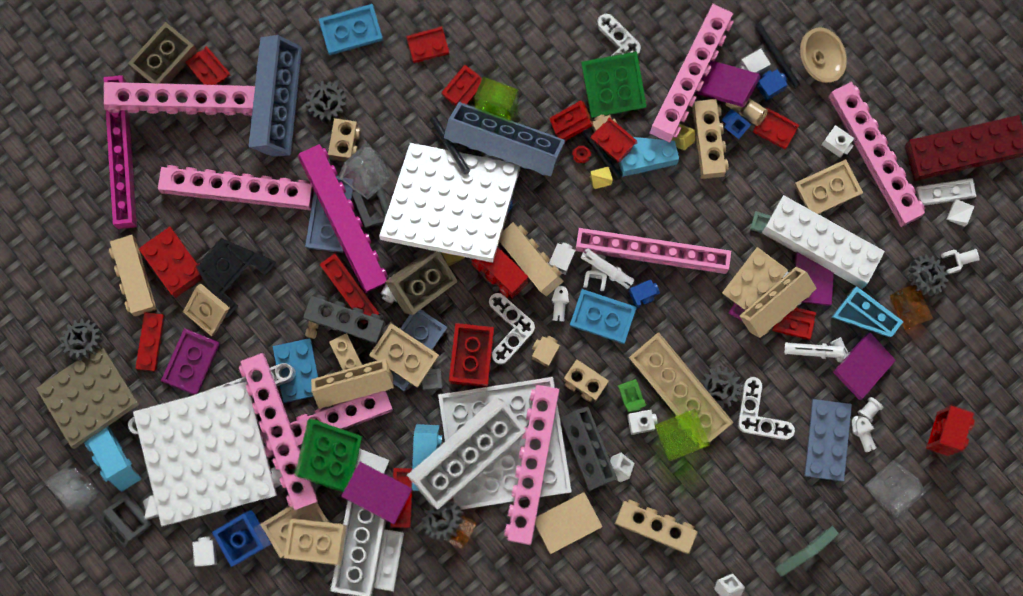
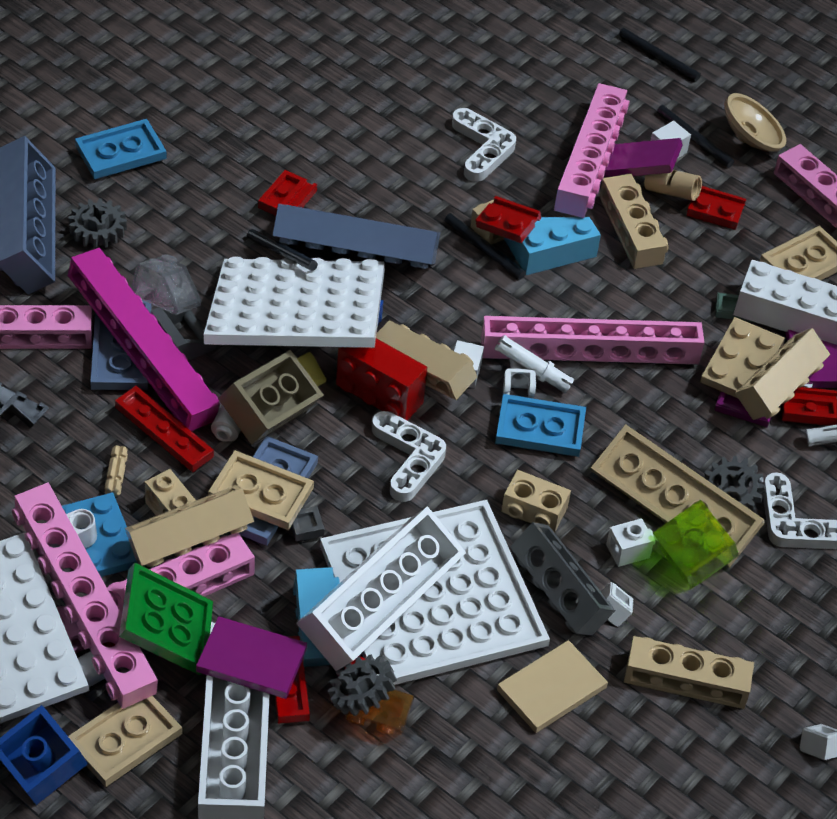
camera: 15 degrees left, 30 degrees down
(315, 541) = (162, 738): tan plate -> none
(319, 303) = (154, 452): dark grey brick -> none
(339, 140) = (127, 252): tan brick -> none
(389, 560) = (282, 770): white tile -> none
(427, 44) = (229, 159): red plate -> none
(471, 355) = (361, 482): red brick -> none
(496, 98) = (337, 189): clear neon green brick -> none
(545, 350) = (467, 472): tan brick -> none
(549, 396) = (486, 584): bright pink brick -> none
(560, 301) = (476, 410): white piece -> none
(571, 121) = (444, 213): red plate -> none
(586, 154) = (465, 251): red plate -> none
(601, 178) = (498, 272): light yellow slope -> none
(613, 84) = (489, 169): green plate -> none
(631, 396) = (606, 510): bright green bracket -> none
(644, 293) = (591, 390): blue brick -> none
(685, 137) = (602, 221): light yellow slope -> none
(735, 123) = (662, 202): blue brick -> none
(771, 84) = (698, 157): blue brick -> none
(838, 141) = (803, 210): white brick -> none

